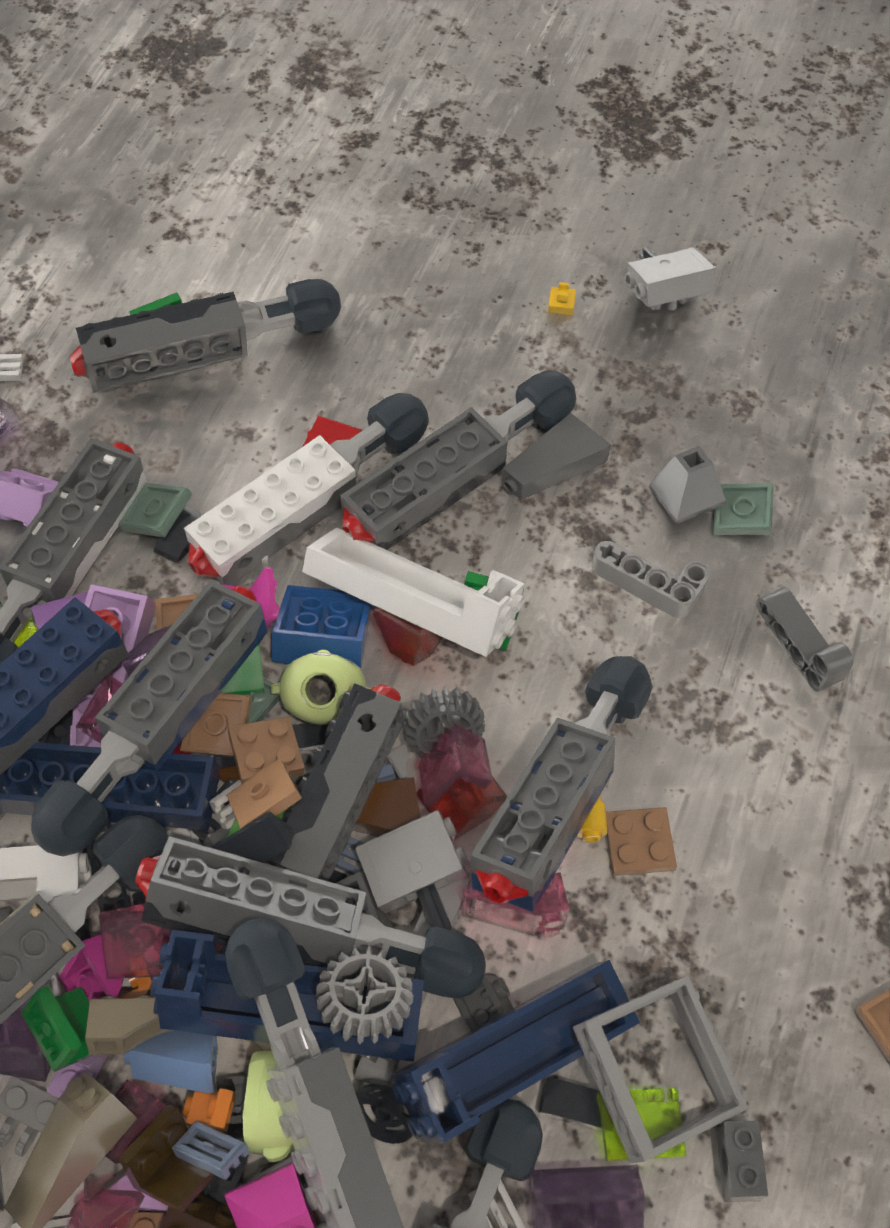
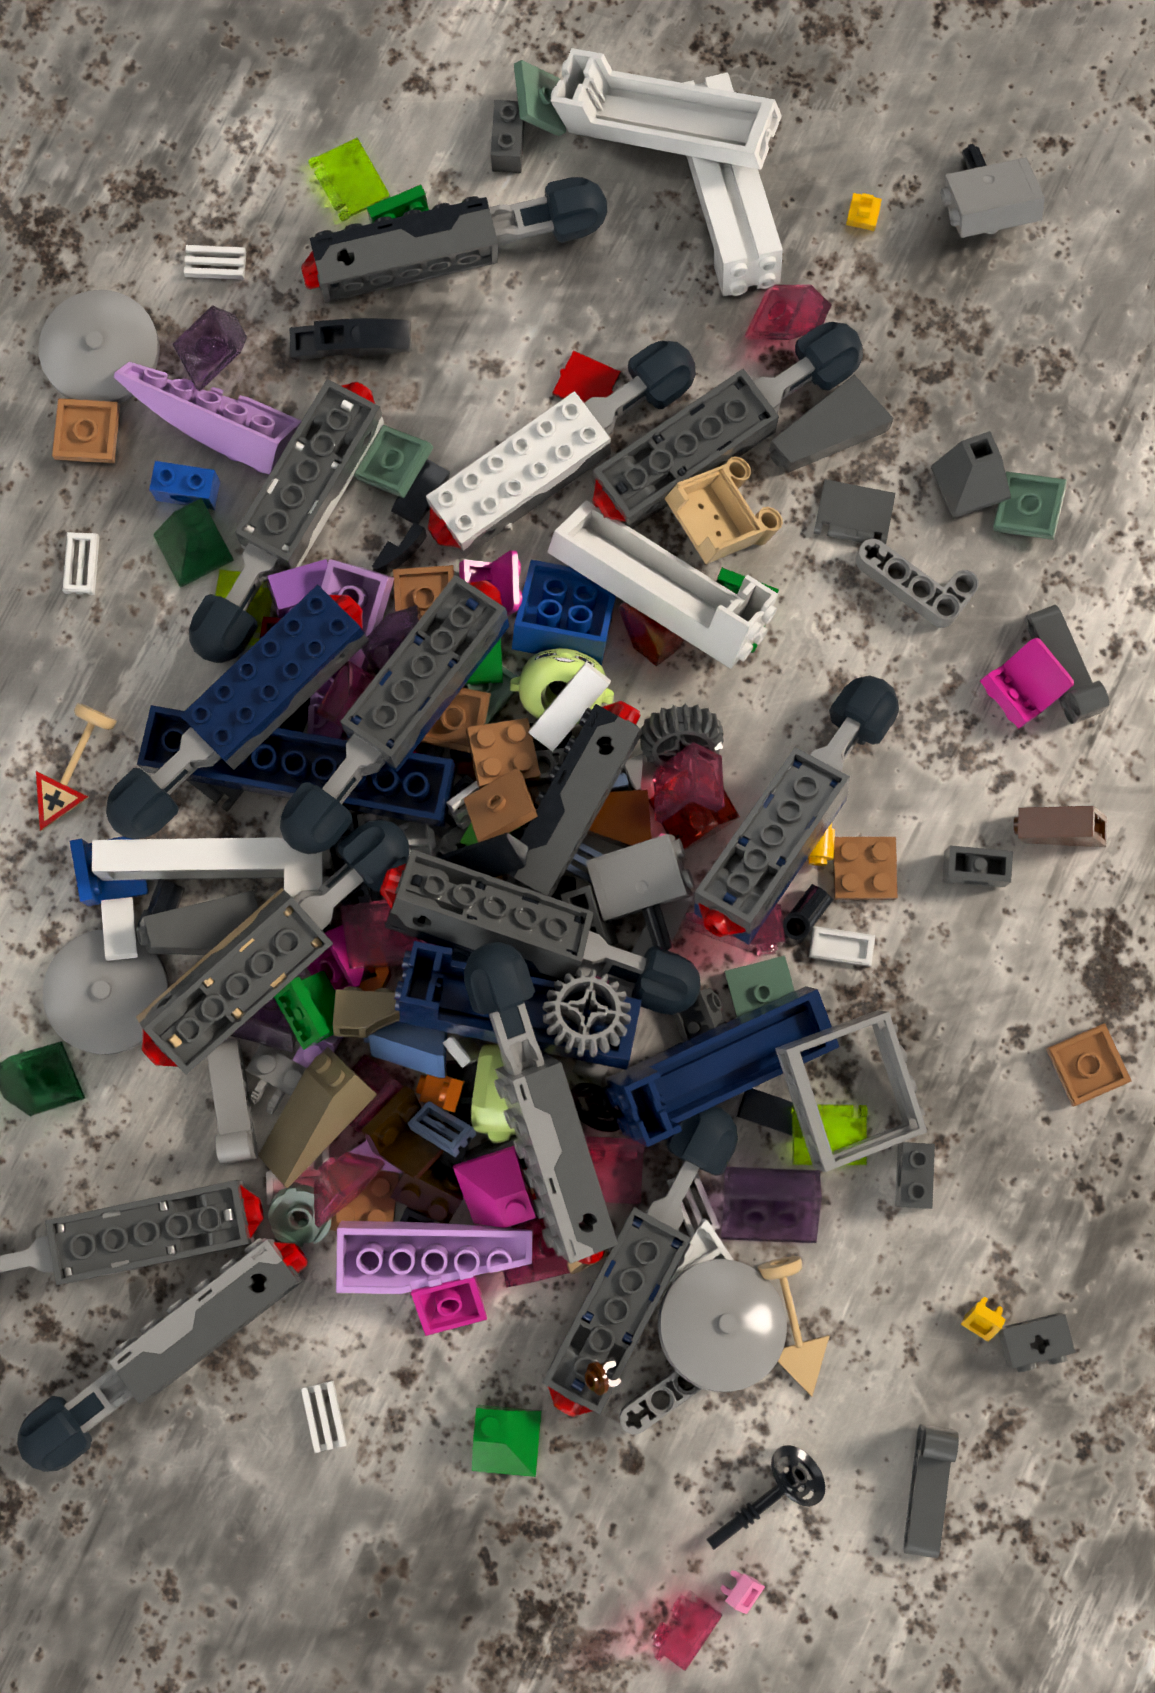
camera: 10 degrees right, 20 degrees up
(112, 297) = (349, 178): none -> clear neon green piece
(115, 411) = (350, 336): none -> black slope
(162, 586) = (394, 556): none -> black slope
(233, 1056) = (464, 1048): none -> white tile
(252, 261) = (507, 137): none -> dark grey brick
(278, 231) = (534, 97): none -> sand green plate
(326, 698) = (569, 706): none -> white tile
(382, 231) = (663, 113): none -> white brick
(413, 1181) = (617, 1167): none -> clear pink bracket
(446, 285) = (737, 218): none -> white brick
(460, 529) = (717, 513): none -> tan piece
(506, 372) = (788, 313): none -> clear pink slope
(545, 965) = (758, 984): none -> sand green plate
(584, 525) = (854, 511): none -> dark grey piece
(587, 889) = (806, 913): none -> black piece
(627, 921) = (841, 946): none -> white tile
(753, 827) = (977, 866): none -> dark grey brick
(771, 653) = (1027, 682): none -> dark pink bracket
(828, 782) = (1061, 826): none -> reddish brown slope

